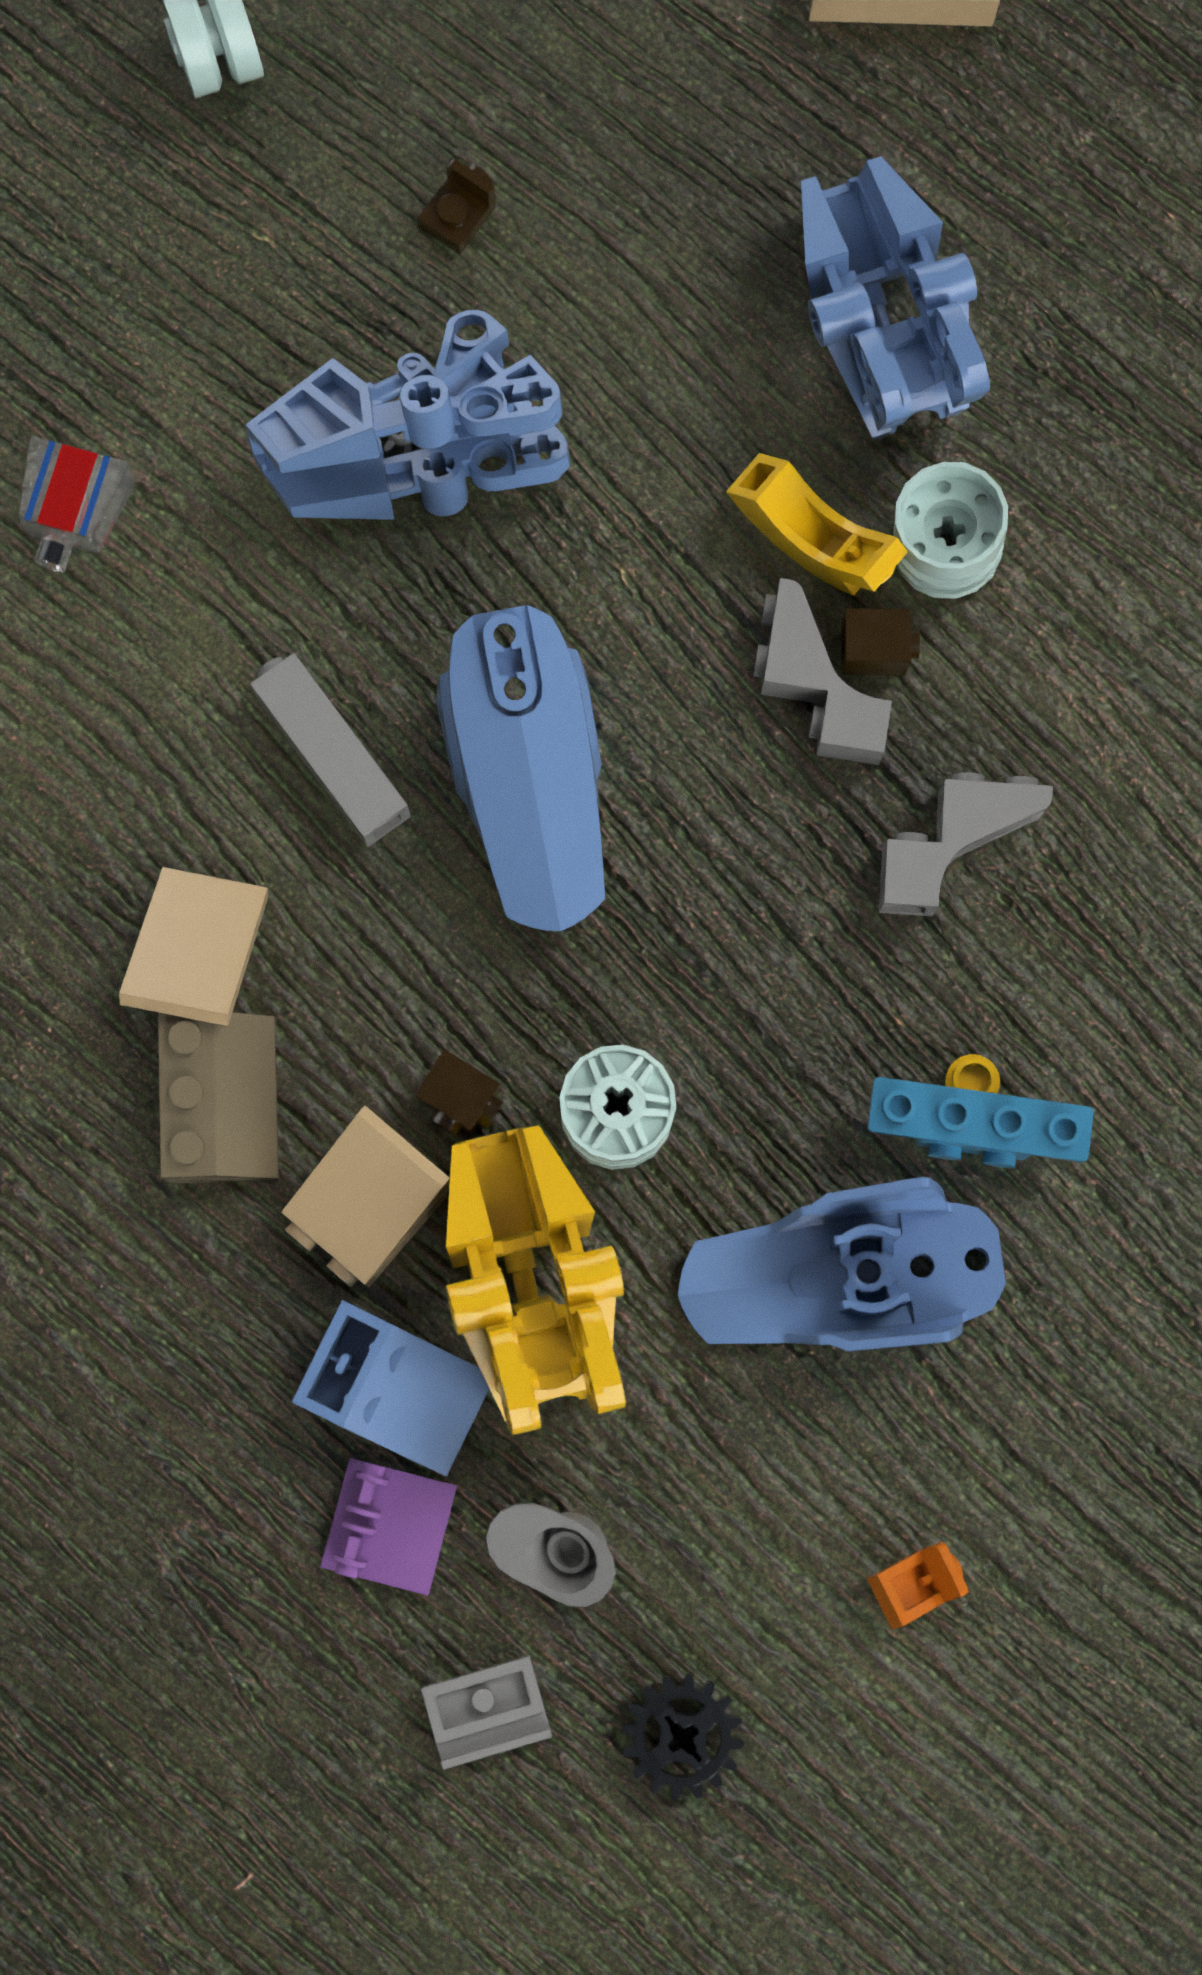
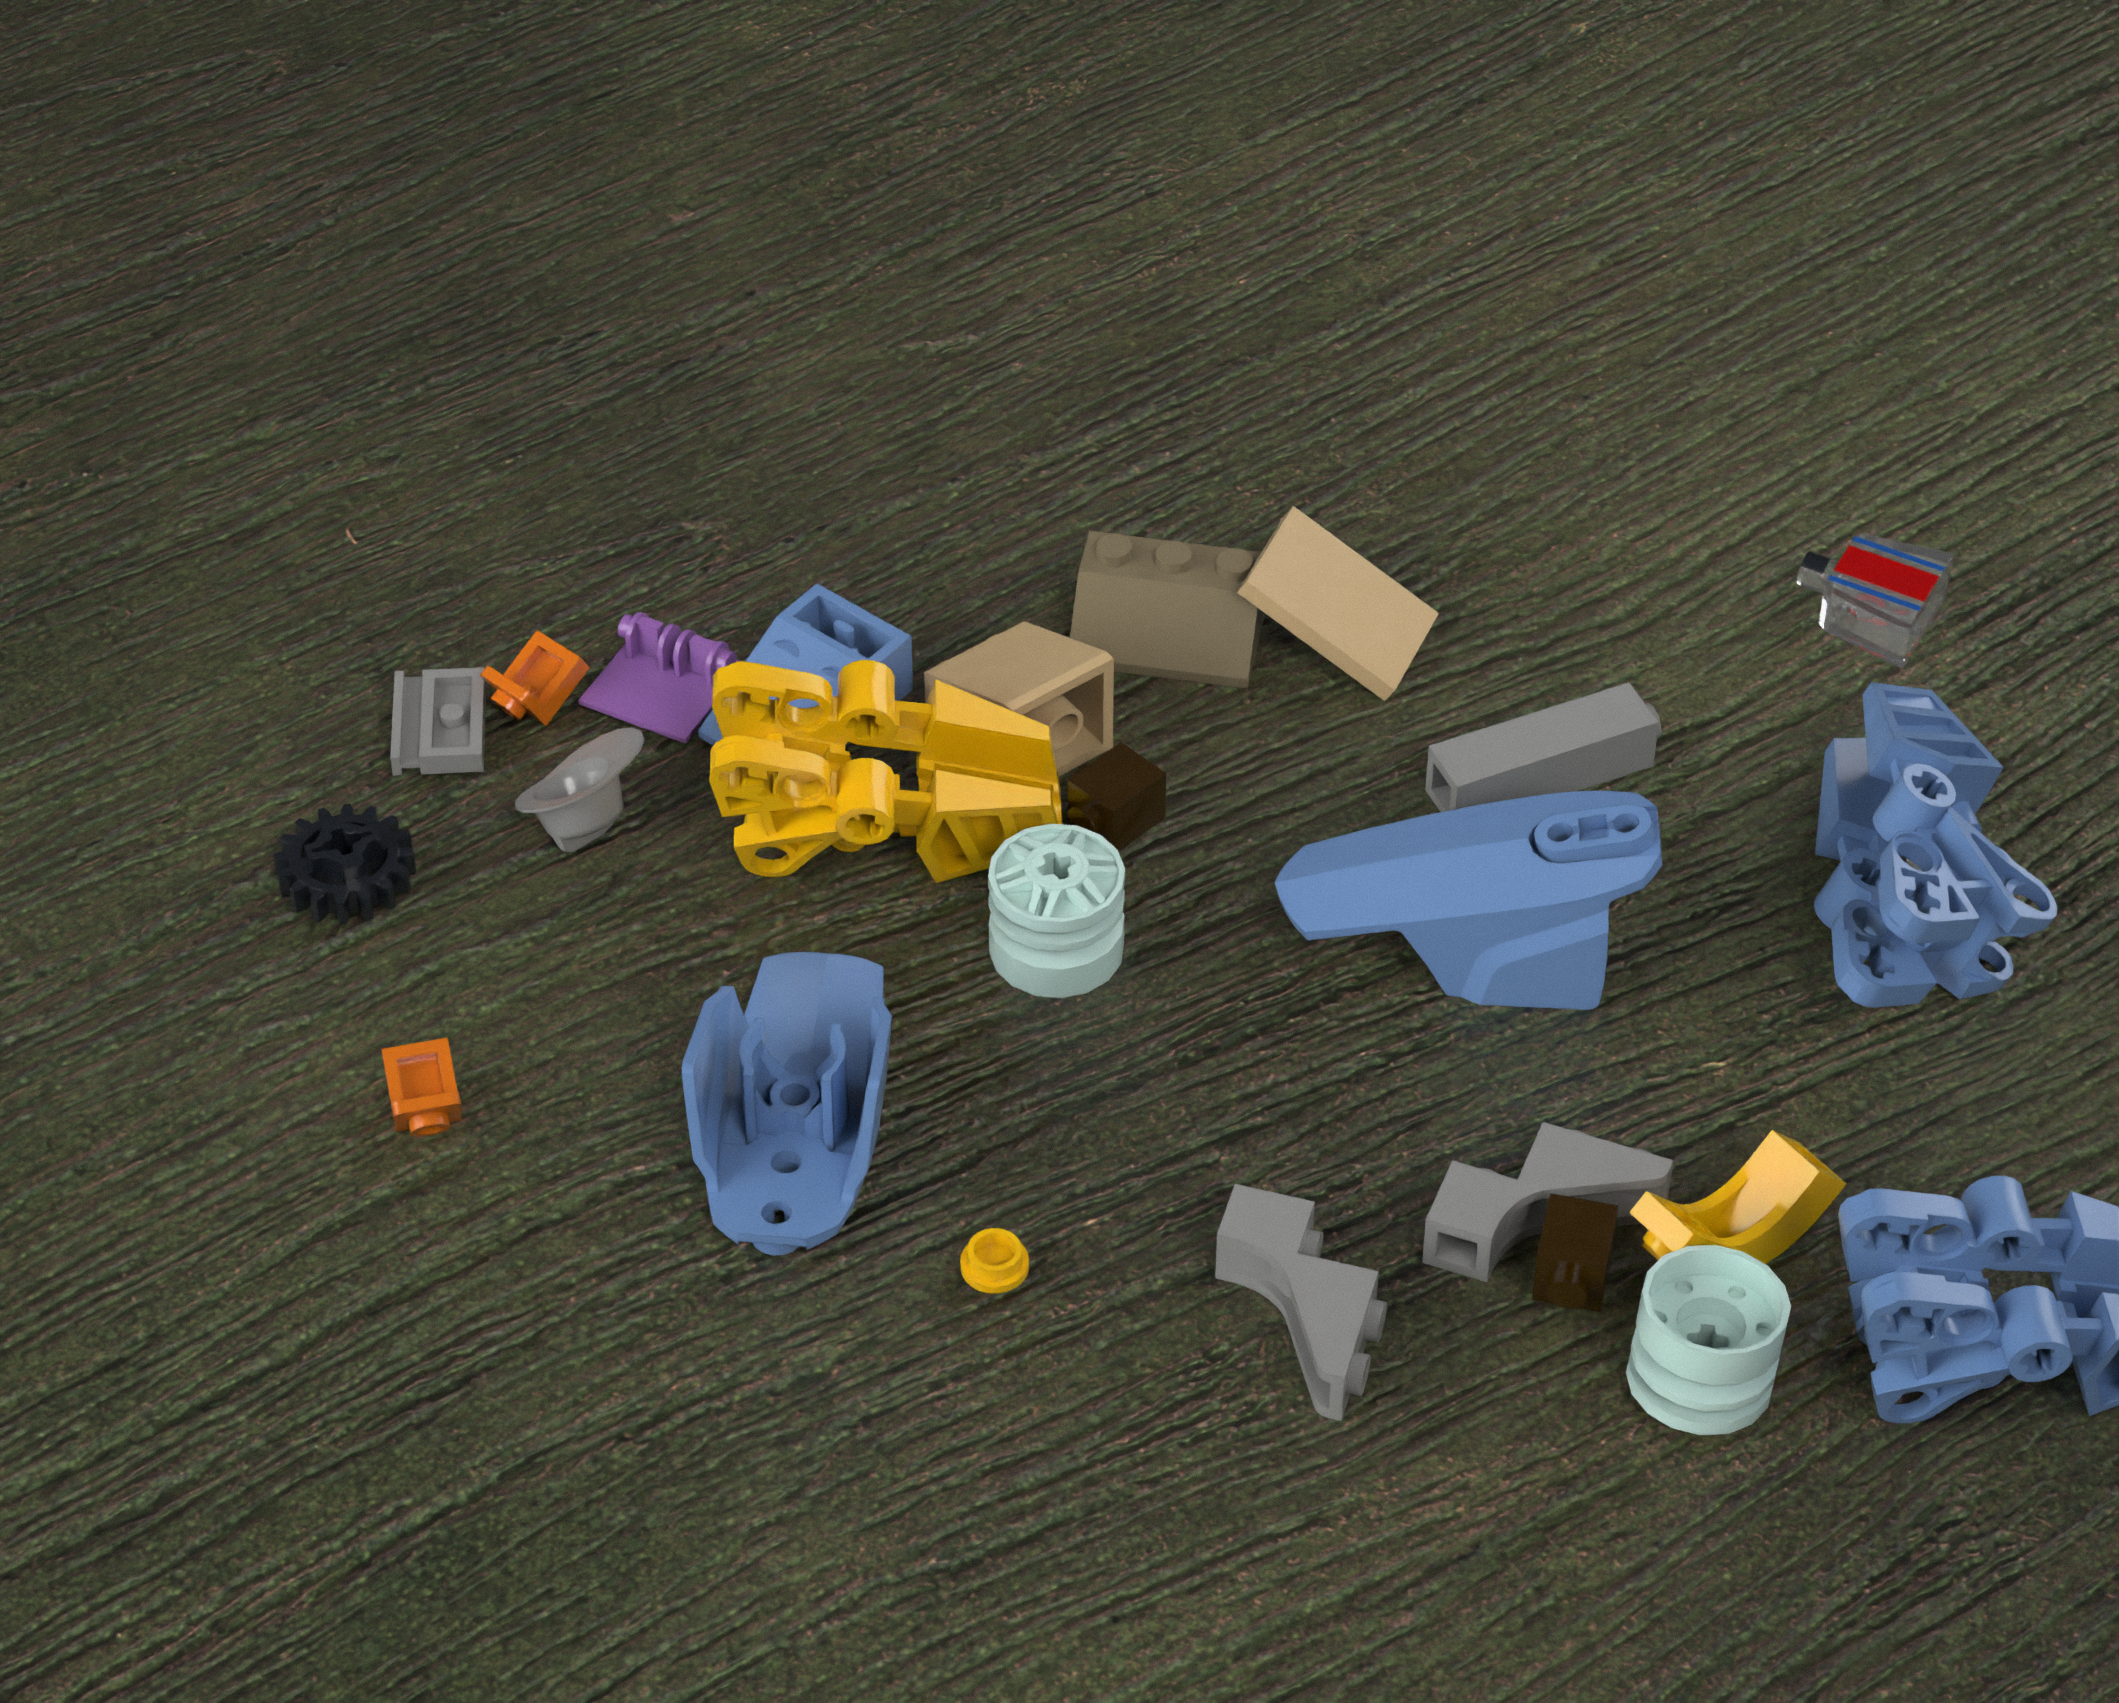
camera: 105 degrees right, 35 degrees down
(422, 1639) = (536, 679): none -> orange bracket
(979, 1122) = (938, 1221): dark azure bracket -> none

